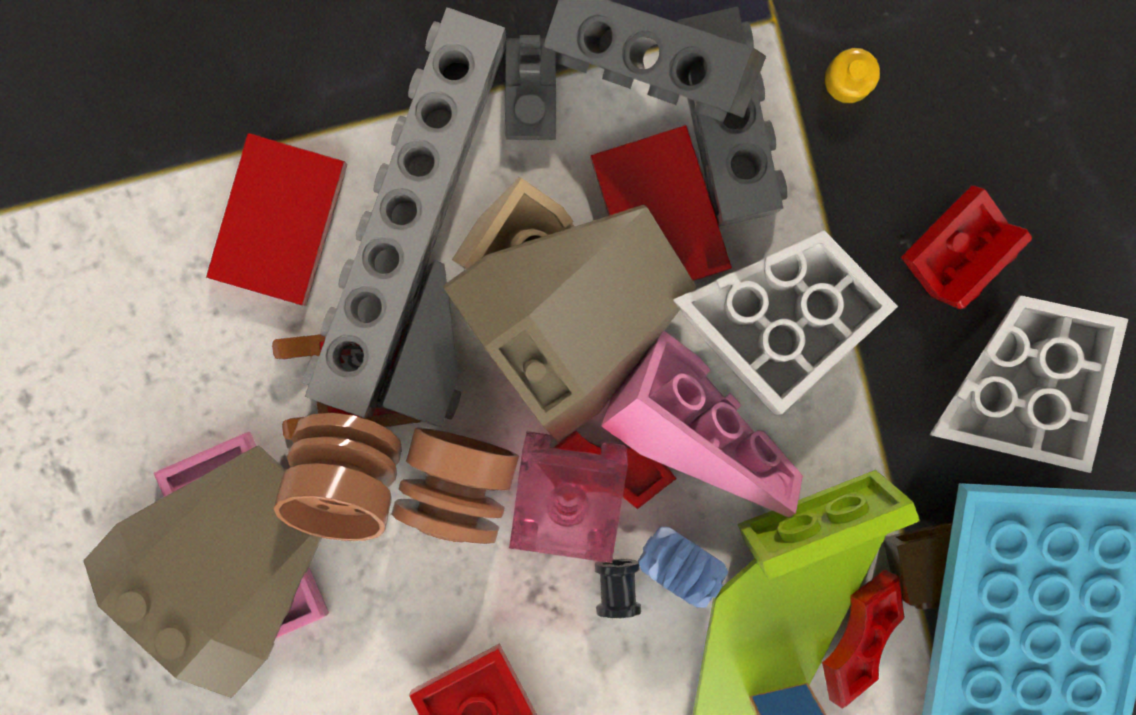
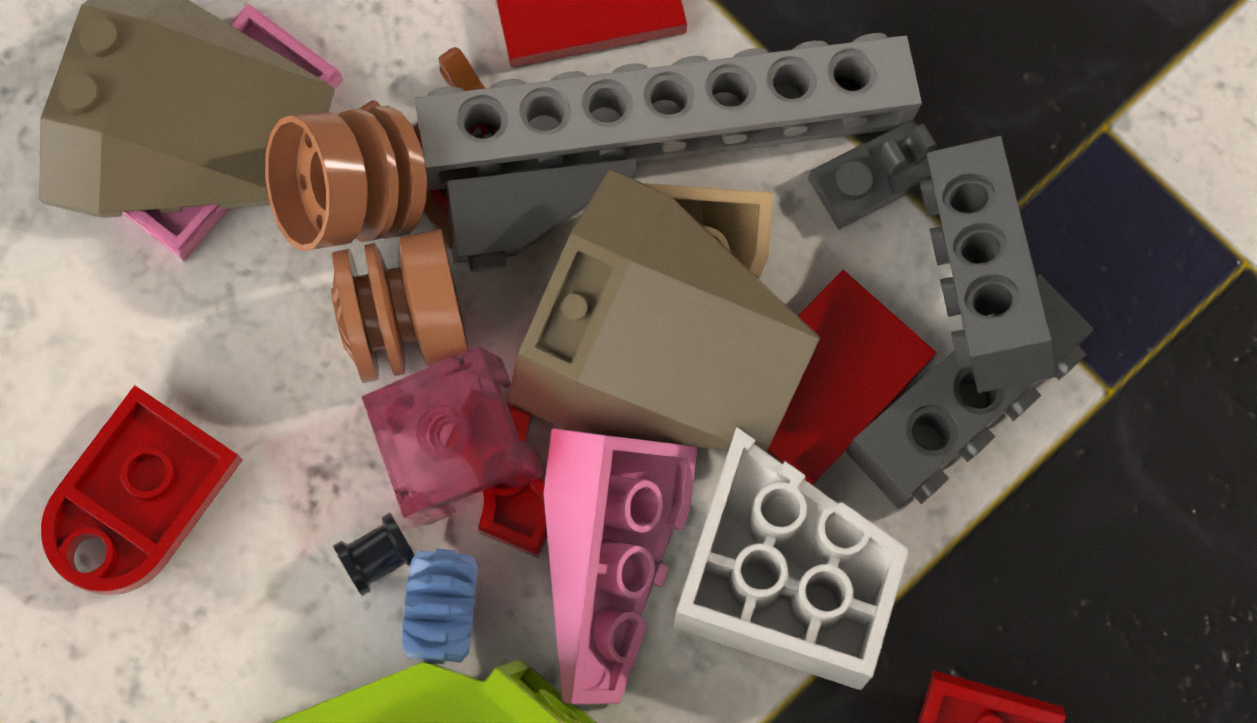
camera: 55 degrees right, 15 degrees down
(852, 75) = (1102, 507): yellow piece -> none

